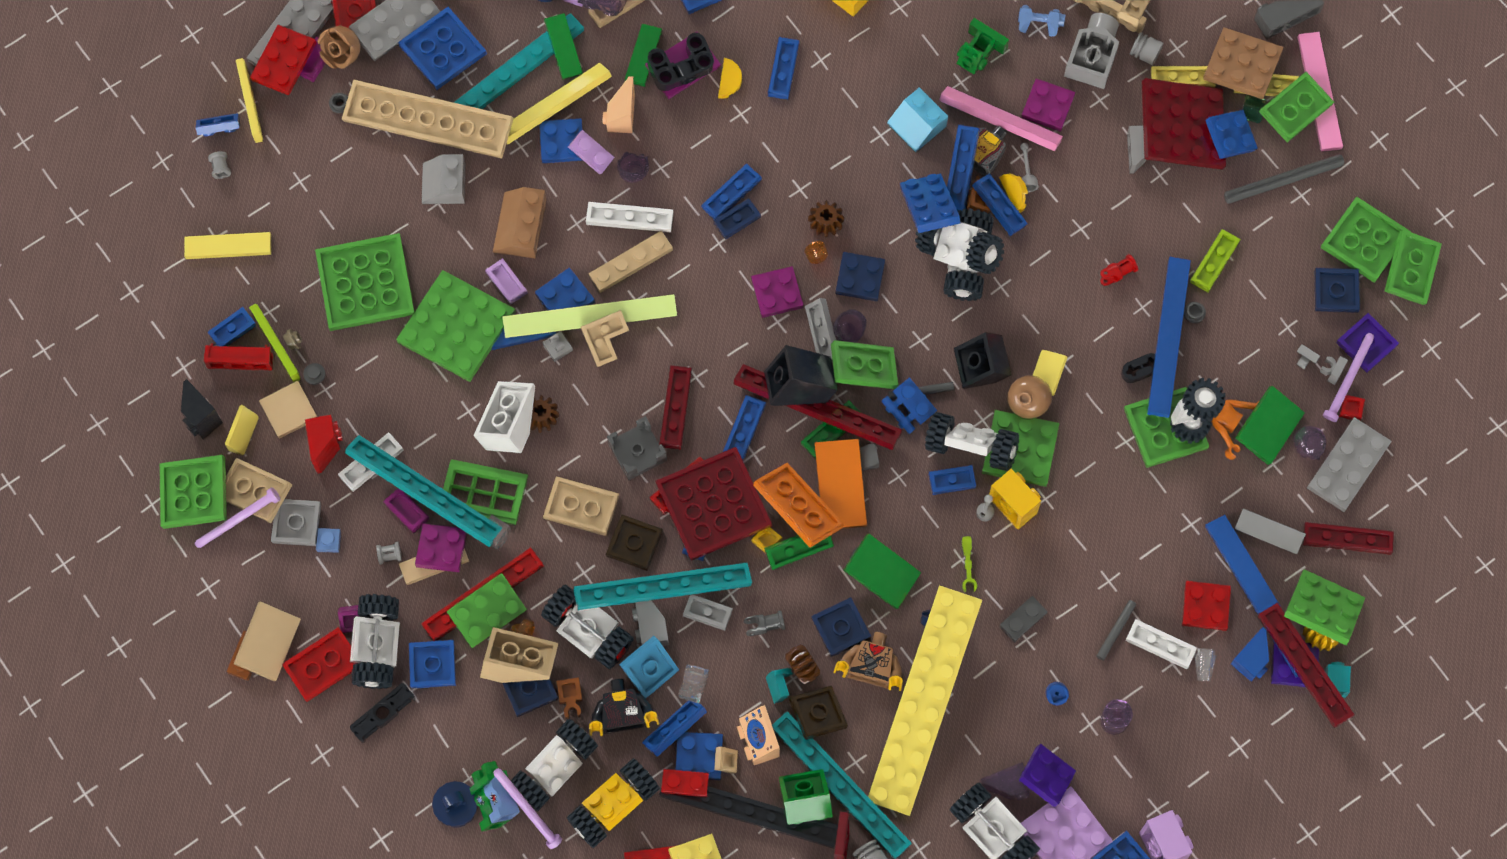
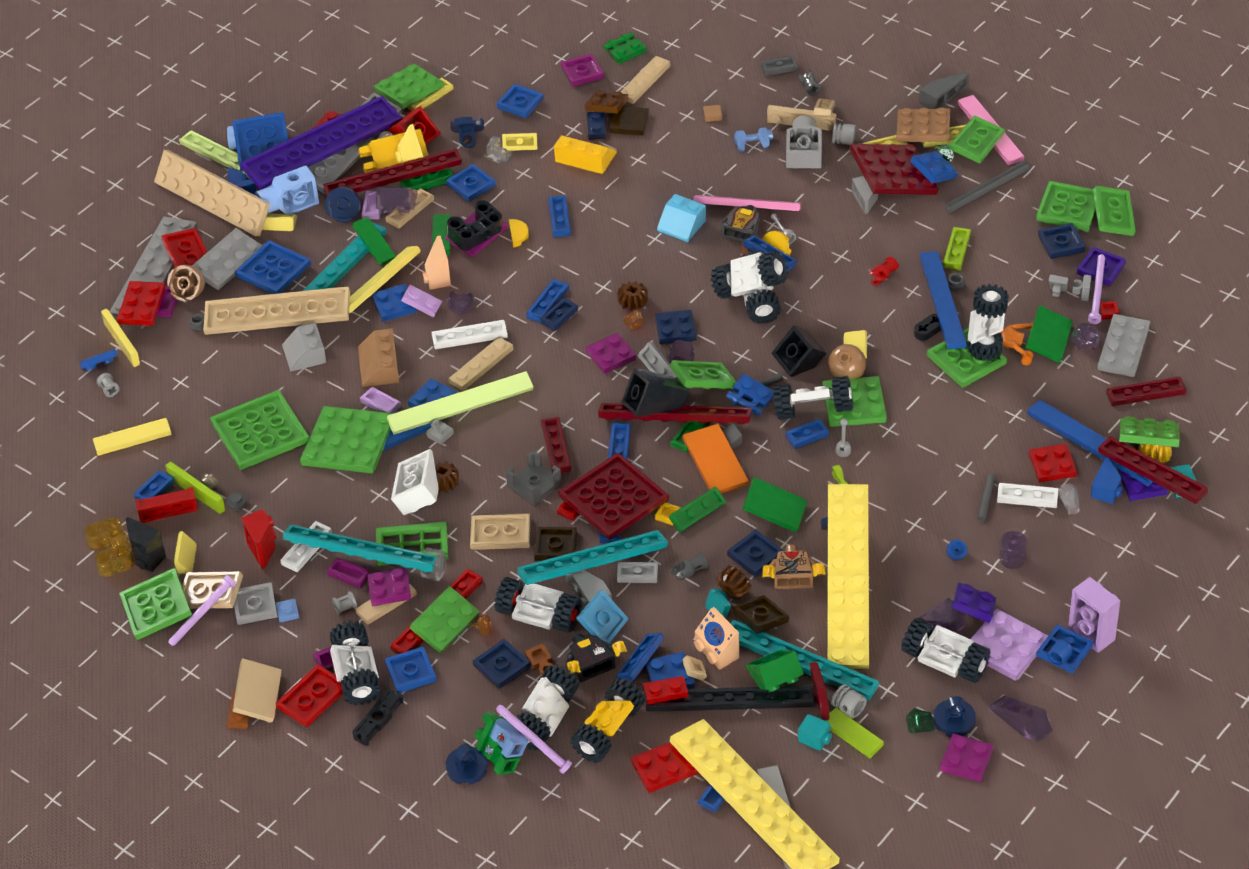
camera: 15 degrees left, 25 degrees down
(173, 395) = (111, 534): none -> clear yellow beam
(287, 409) = (220, 531): tan tile -> none
(517, 657) = (482, 640): tan slope -> none
(599, 334) = (473, 411): tan plate -> none
(693, 683) = (645, 620): clear panel -> none
(798, 505) = (686, 476): orange tile -> none
(929, 203) = (713, 258): blue plate -> none
(962, 165) = (729, 232): blue tile -> none
(985, 40) = (711, 168): green tile -> none
(1015, 498) = (865, 427): yellow brick -> none
(1023, 619) = (906, 510): dark grey plate -> none
(1048, 105) = (781, 187): magenta plate -> none
(1270, 531) = (1081, 400): light grey tile -> none

